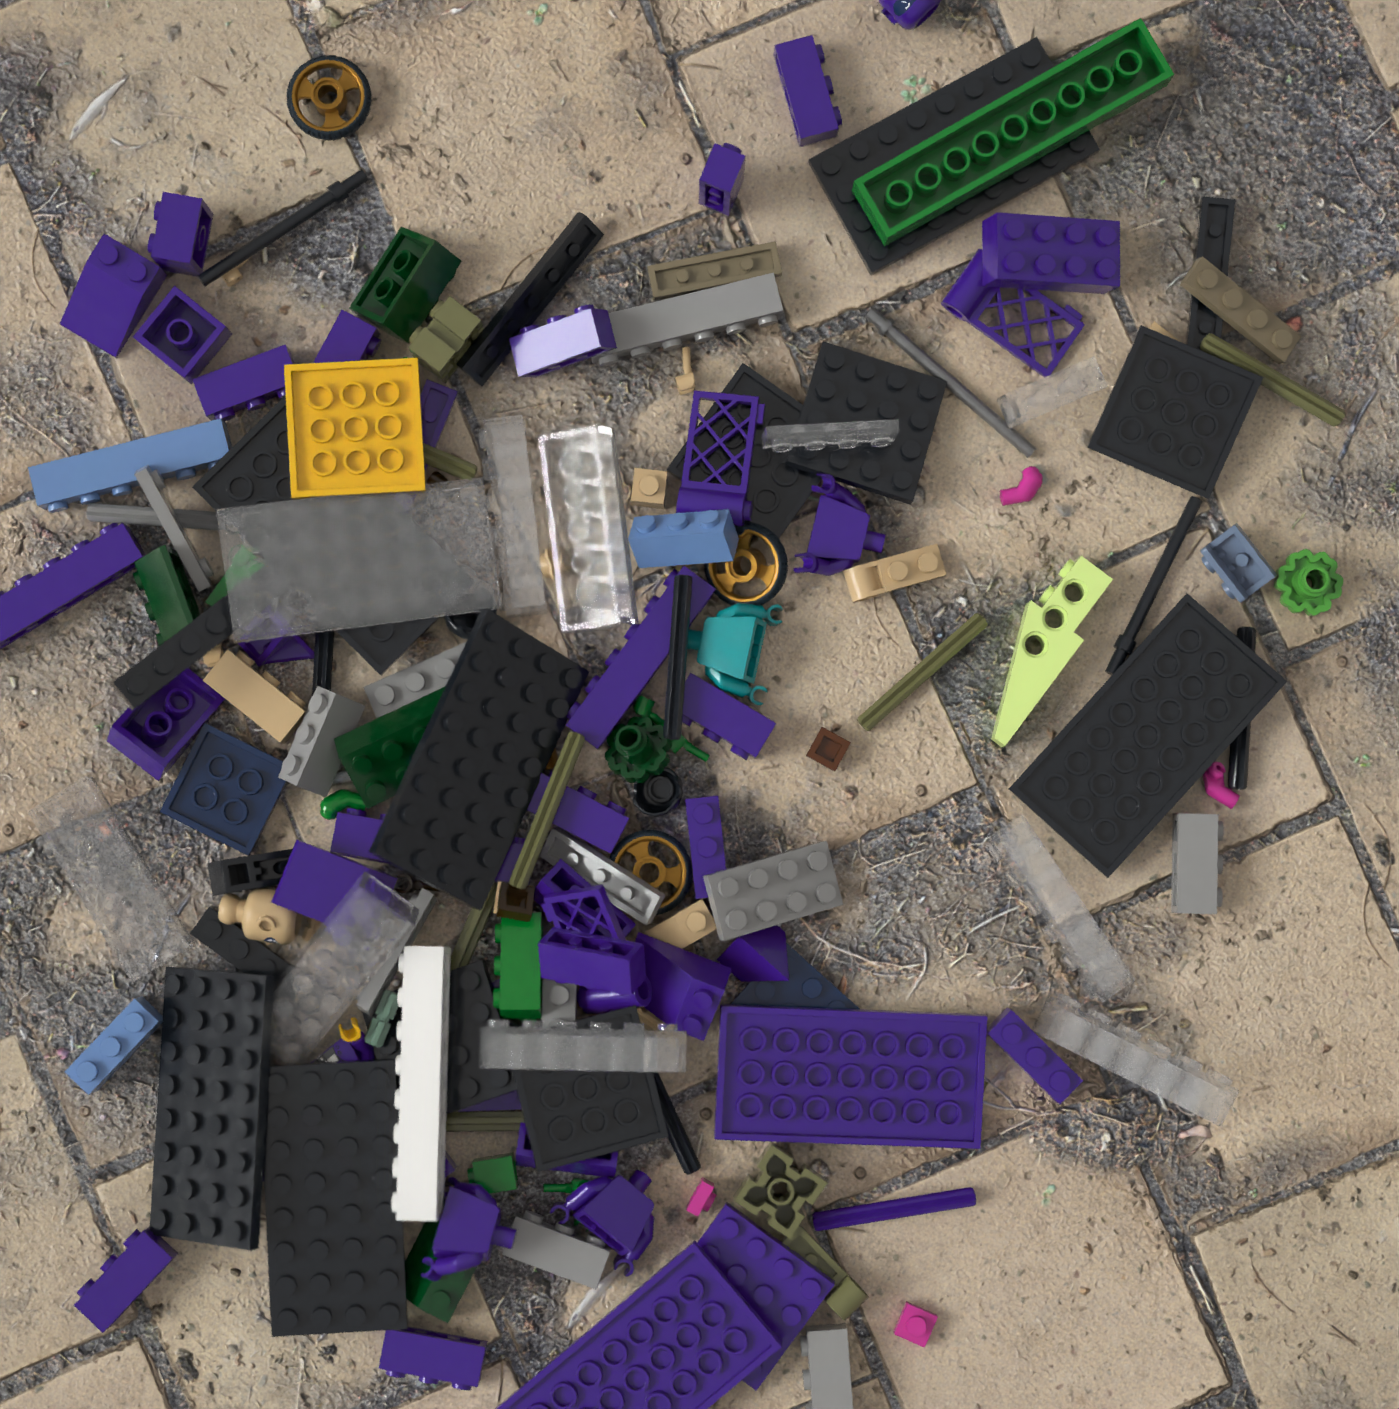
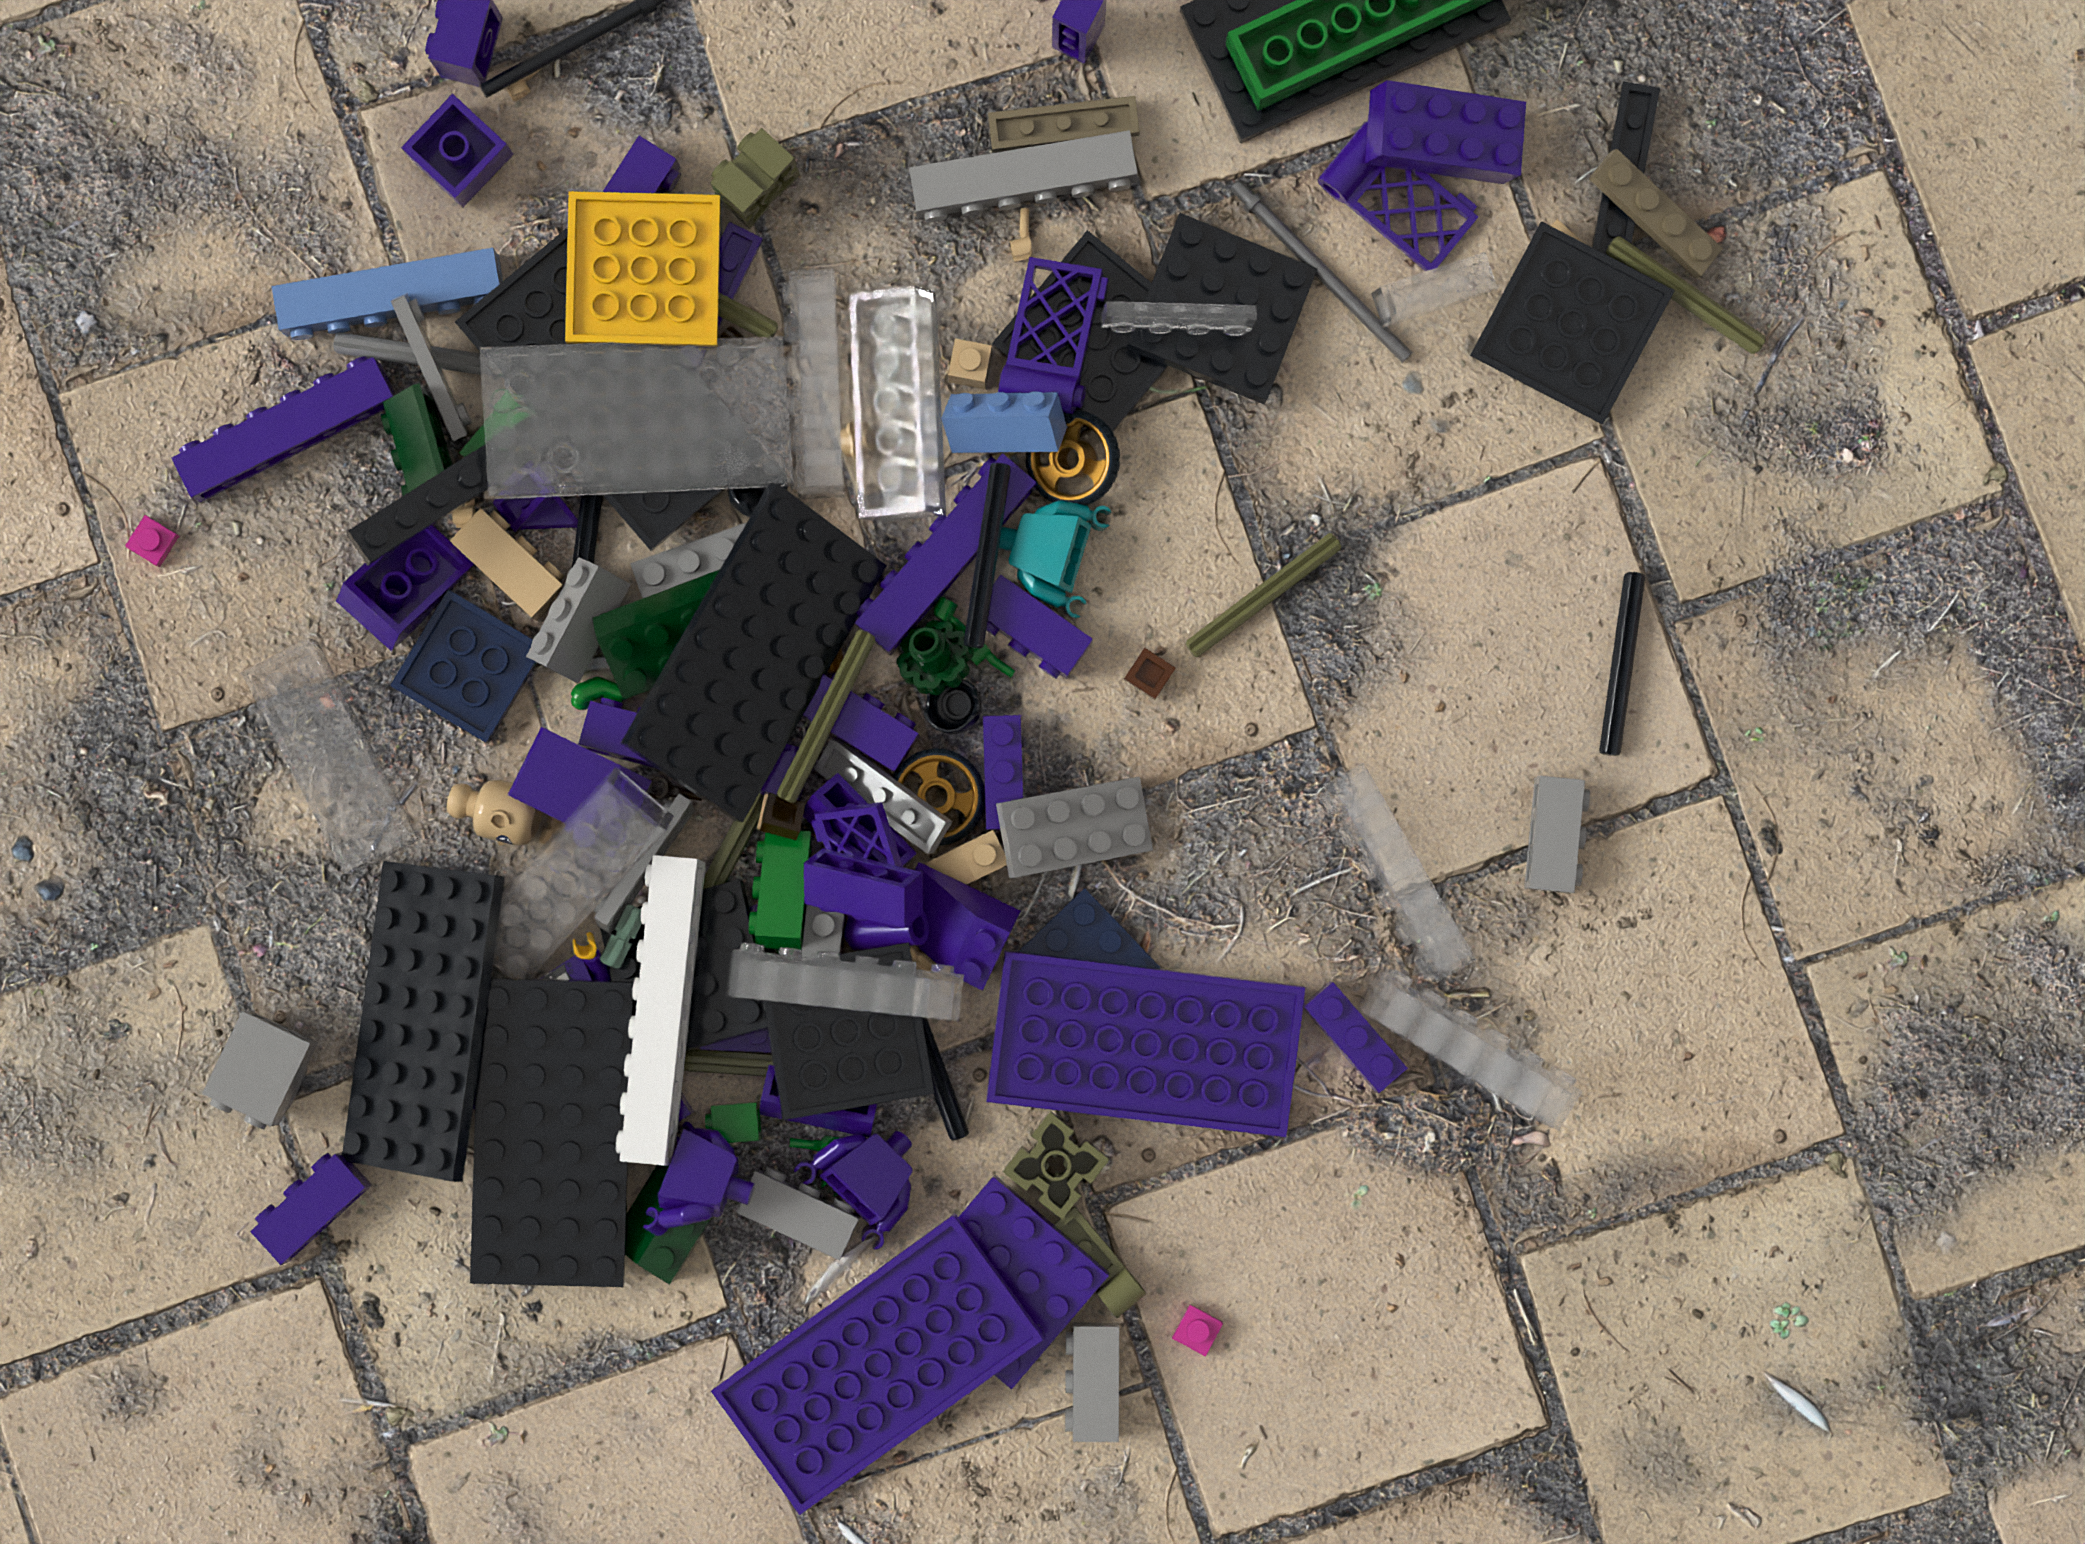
camera: 10 degrees right, 0 degrees up
(71, 1161) = (259, 1070): none -> light grey brick
(112, 295) = (381, 100): dark purple slope -> none
(115, 1045) = (319, 944): medium blue brick -> none
(233, 946) = (461, 843): black plate -> none
(243, 384) = (521, 211): dark purple brick -> none
(247, 872) = (482, 761): black slope -> none
(405, 284) = (713, 112): dark green slope -> none
(433, 1357) = (650, 1322): dark purple brick -> none
(530, 298) = (852, 140): black plate -> none
(562, 341) = (885, 190): brick -> none
(701, 1198) = (967, 1168): dark pink plate -> none
(758, 956) = (1052, 900): dark purple slope -> none
(838, 531) = (1179, 428): dark purple torso -> none
(894, 573) = (1240, 480): tan plate -> none
(894, 1209) = (1183, 1198): dark purple axle -> none
(1026, 490) = (1397, 397): dark pink arm -> none
(1033, 674) = (1390, 605): yellowish green brick -> none
(1126, 643) = (1497, 580): black bar -> none
(1147, 735) = (1512, 685): black plate -> none
(1215, 785) = (1585, 748): dark pink arm -> none
(1237, 563) = (1629, 499): sand blue bracket -> none
(1296, 592) = (1693, 537): bright green plant -> none

